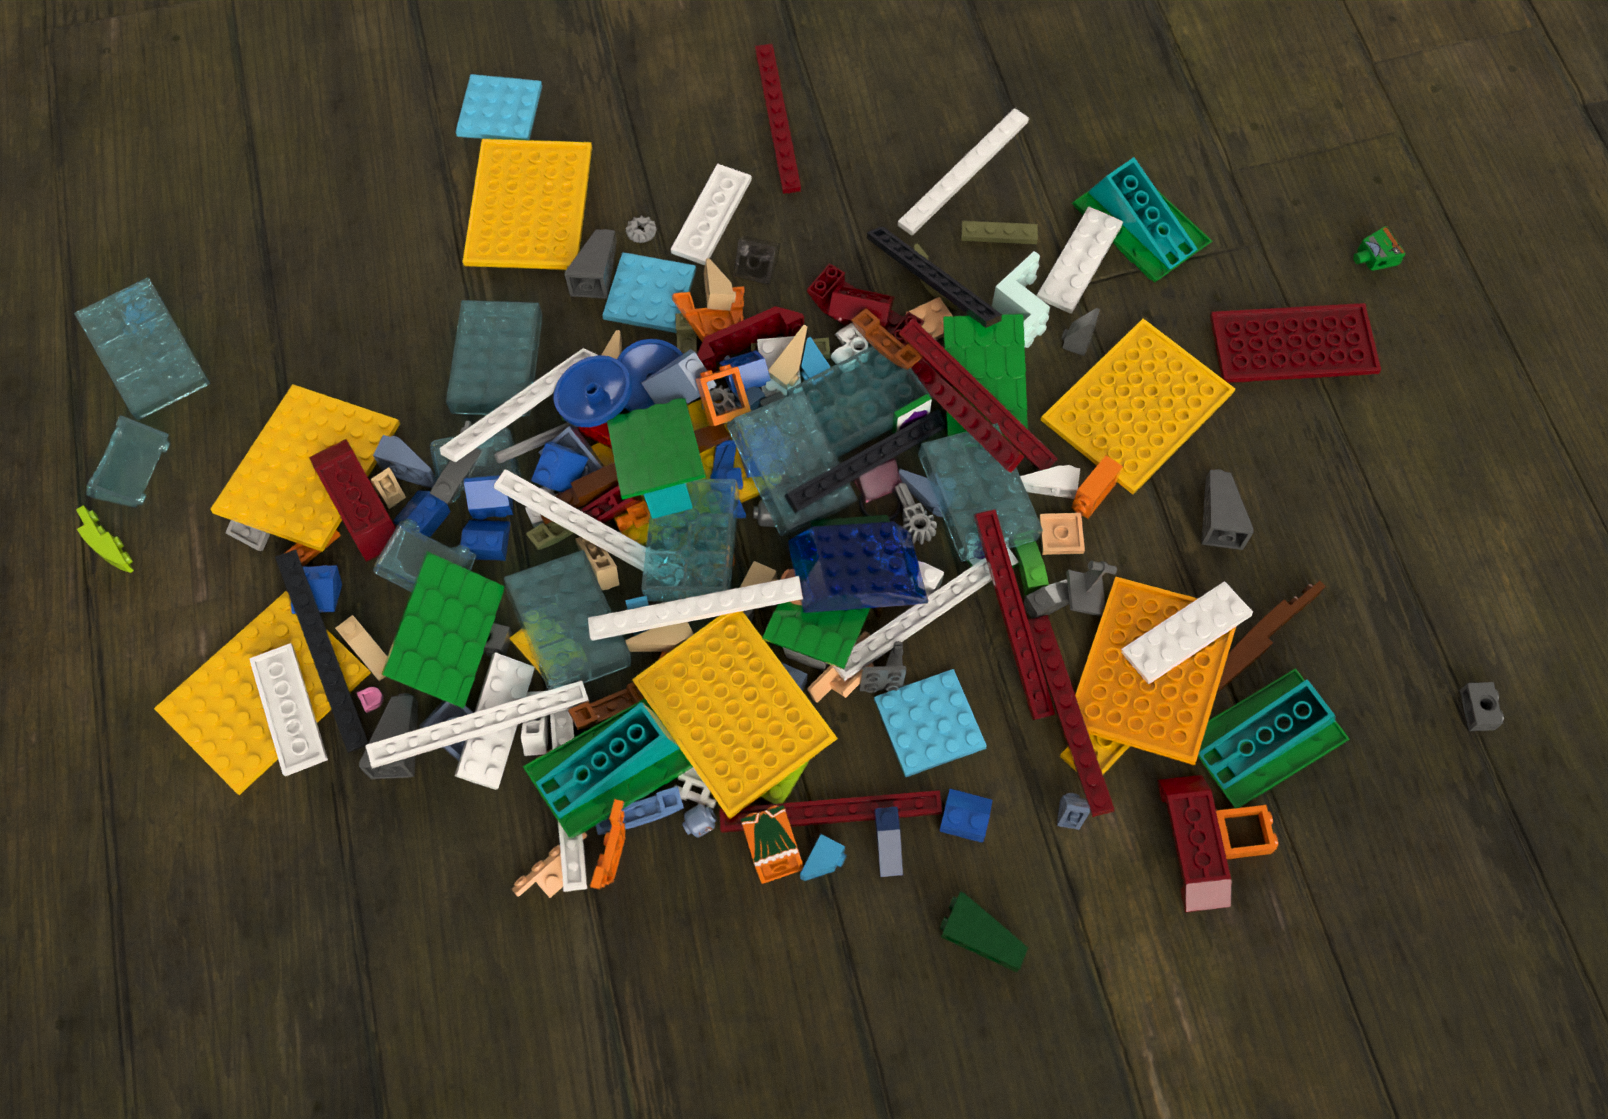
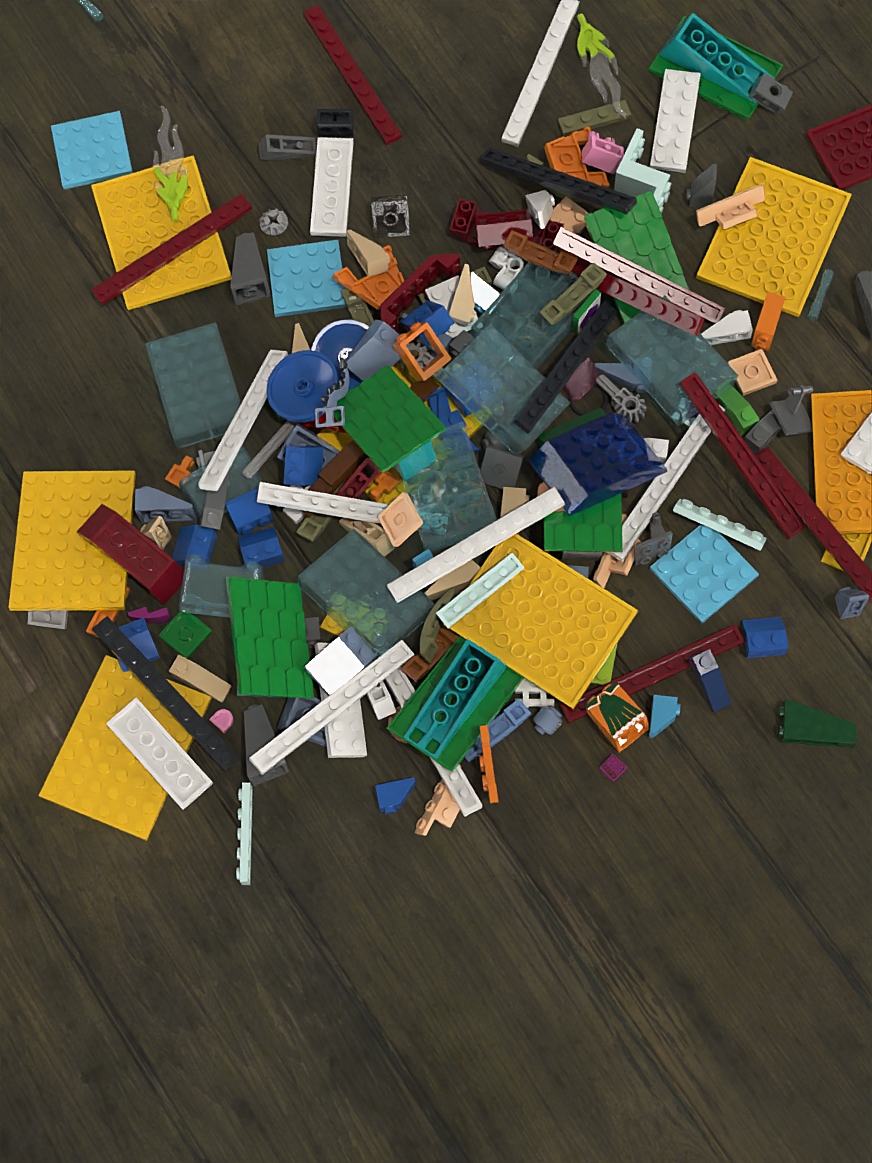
camera: 15 degrees left, 5 degrees up
(337, 825) = (244, 834): none -> light aqua plate
(345, 568) = (151, 618): none -> magenta slope
(373, 598) = (185, 634): none -> green tile
(450, 431) = (177, 472): none -> orange plate
(506, 840) = (394, 794): none -> blue slope
(507, 679) = (340, 661): none -> slope
(529, 221) = (171, 249): none -> dark red plate
(558, 150) = (168, 171): none -> piece
(616, 408) = (332, 397): none -> sand blue piece
(622, 676) = (432, 626): none -> olive slope
(630, 556) = (400, 519): none -> light nougat plate
(681, 657) = (480, 590): none -> light aqua plate
(683, 163) = (286, 147): none -> dark grey slope
(739, 154) = (335, 122): none -> black brick
(748, 897) = (613, 767): none -> tile
(759, 541) = (501, 467): none -> dark grey plate
(904, 393) = (574, 295): none -> olive slope
(908, 298) = (540, 207): none -> white slope
(954, 258) = (566, 157): none -> orange wing
(965, 678) = (720, 524): none -> light aqua plate
(990, 265) = (602, 153): none -> bright pink brick
(1026, 159) = (596, 44): none -> clear piece
(1103, 362) = (732, 209): none -> light nougat bracket
(1156, 488) = (816, 305): none -> clear light blue piece
(1178, 263) = (761, 94): none -> dark grey brick

